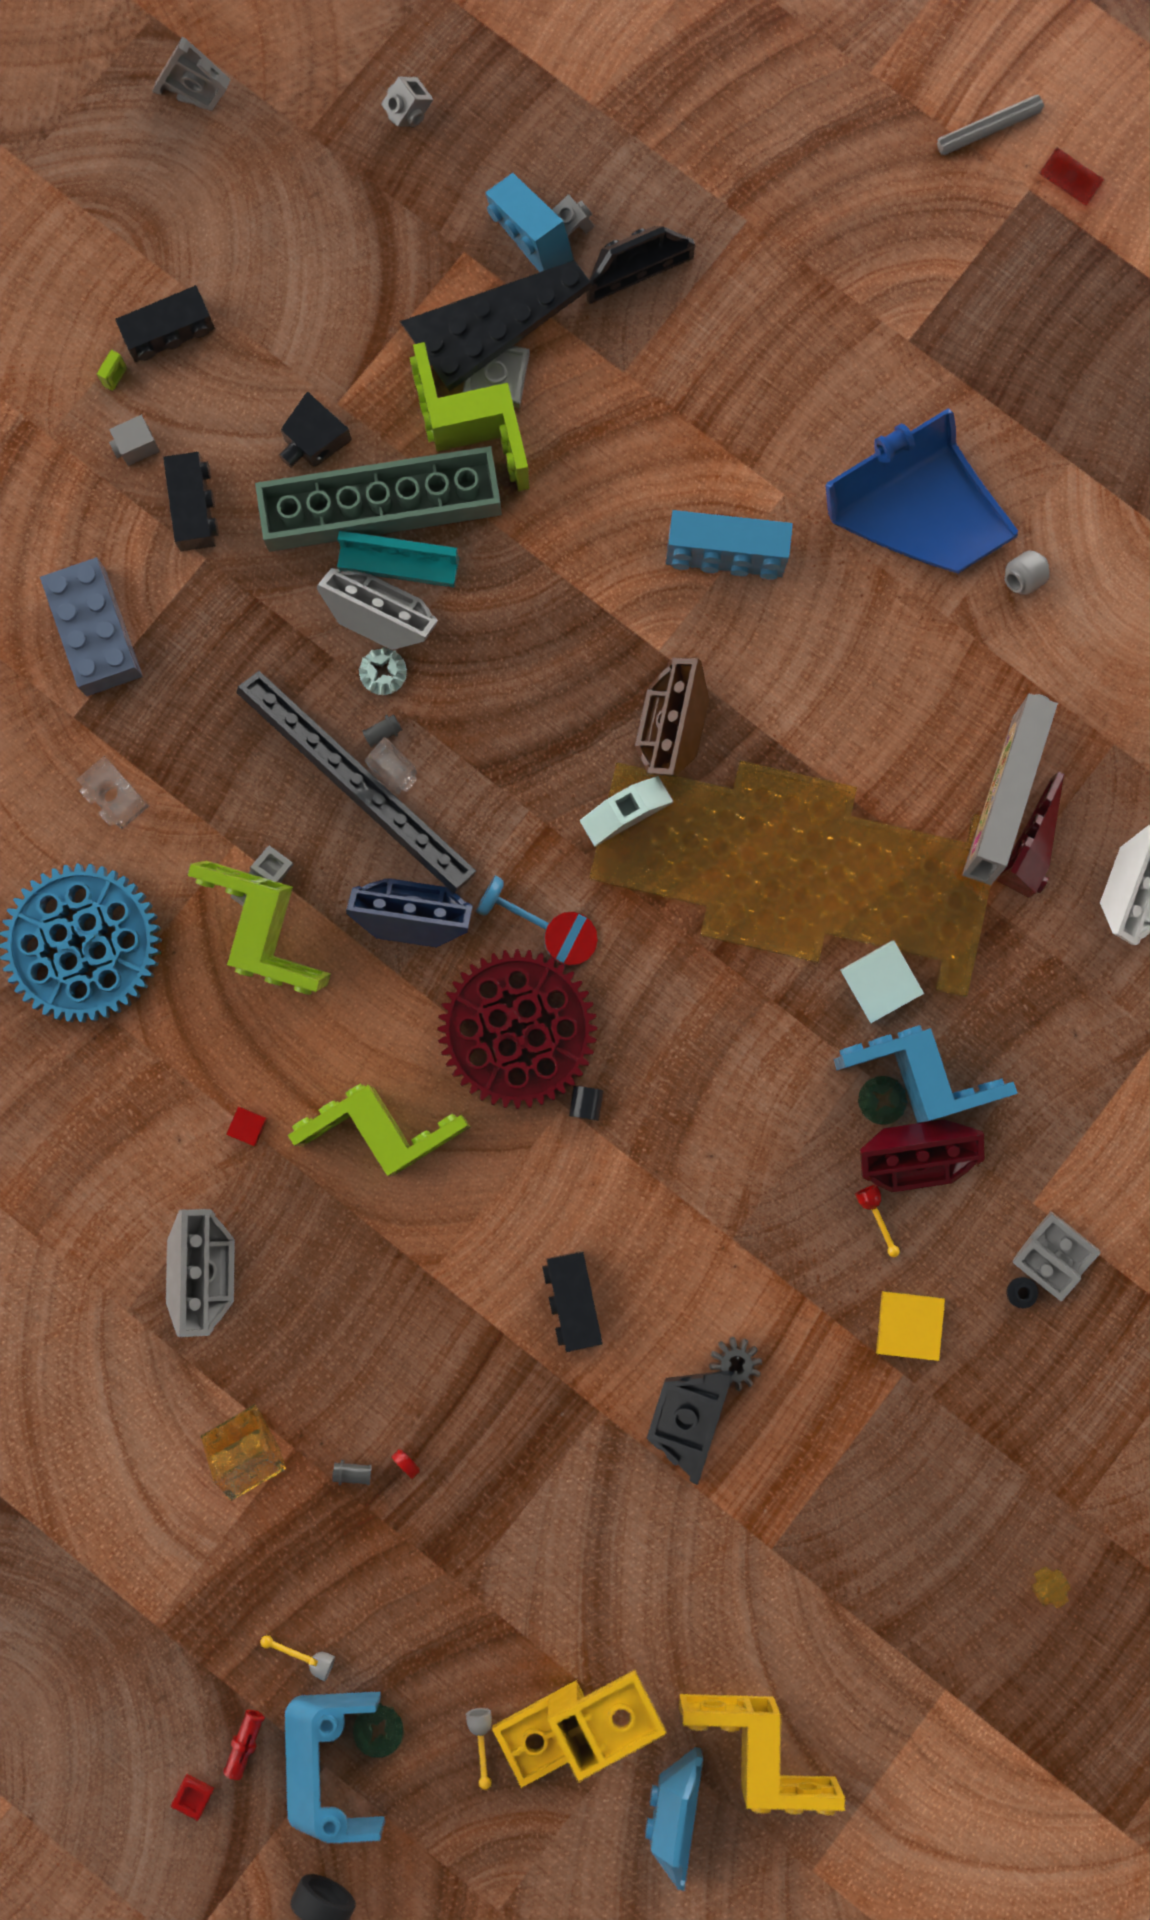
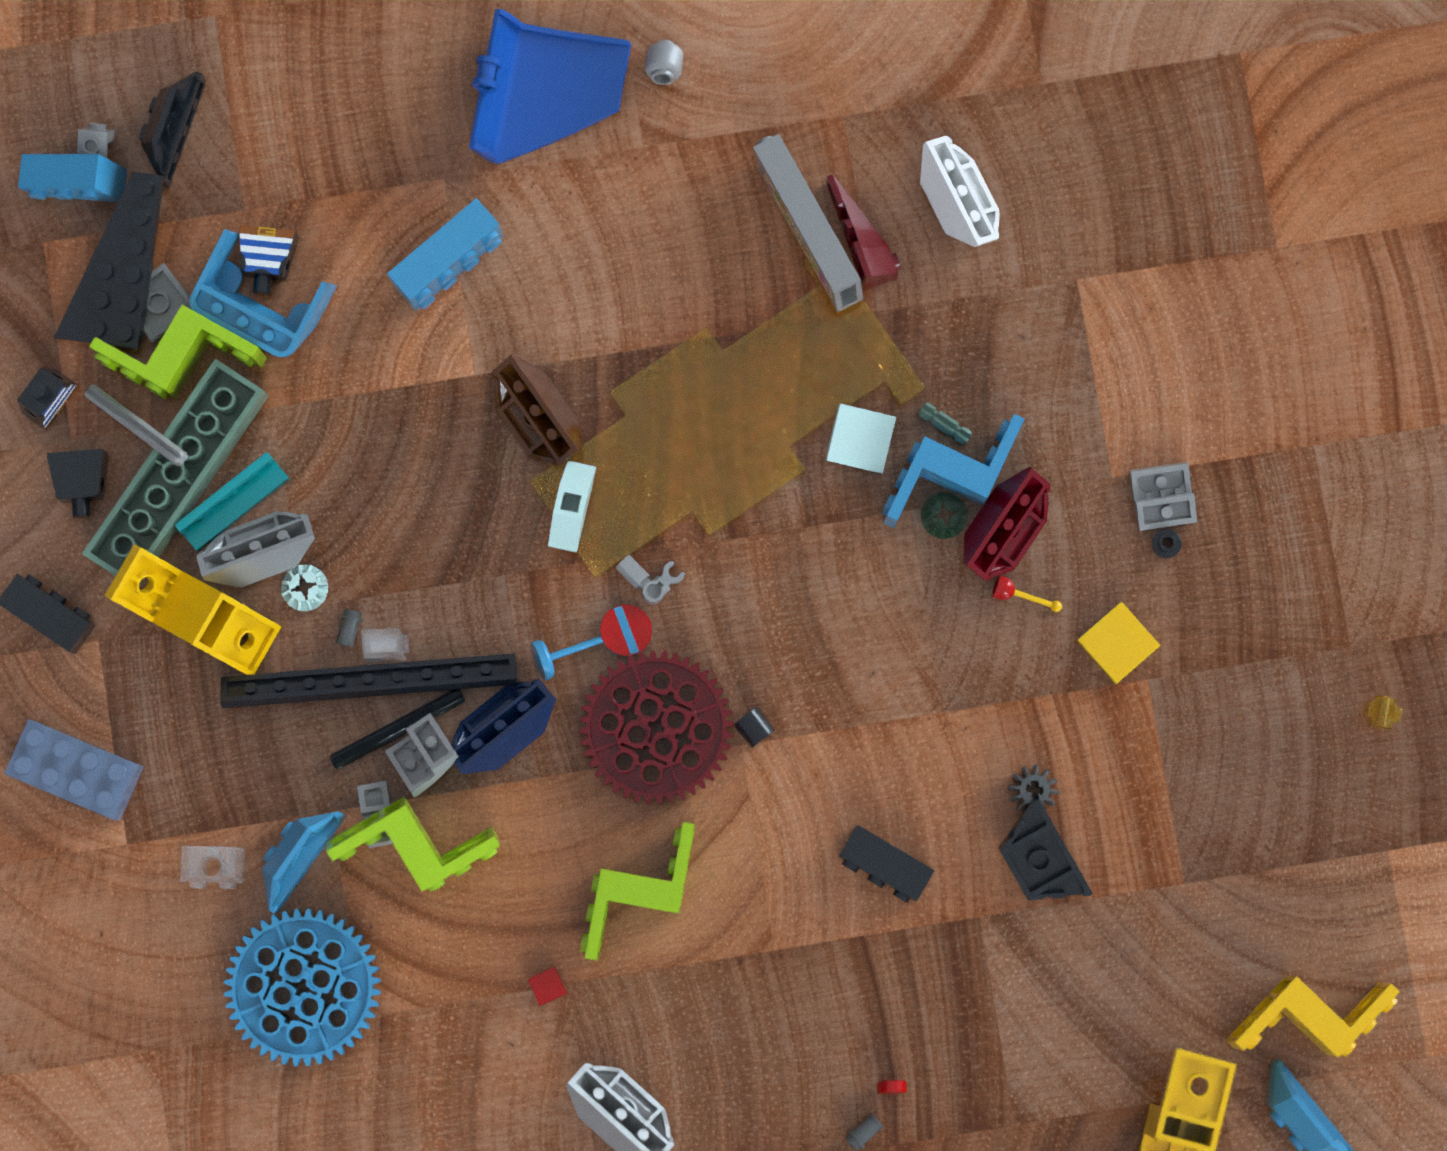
camera: 45 degrees left, 0 degrees up
(174, 847) = (296, 854): none -> dark azure wedge
(286, 602) = (193, 610): none -> yellow bracket
(334, 871) = (422, 755): none -> light grey slope
(339, 835) = (395, 729): none -> black axle
(351, 353) = (46, 396): none -> black torso
(388, 437) = (136, 425): none -> light grey axle
(538, 410) = (219, 301): none -> dark azure windscreen
(605, 416) = (266, 255): none -> torso
(619, 930) = (654, 589): none -> light grey bar
(953, 1036) = (945, 423): none -> sand green axle

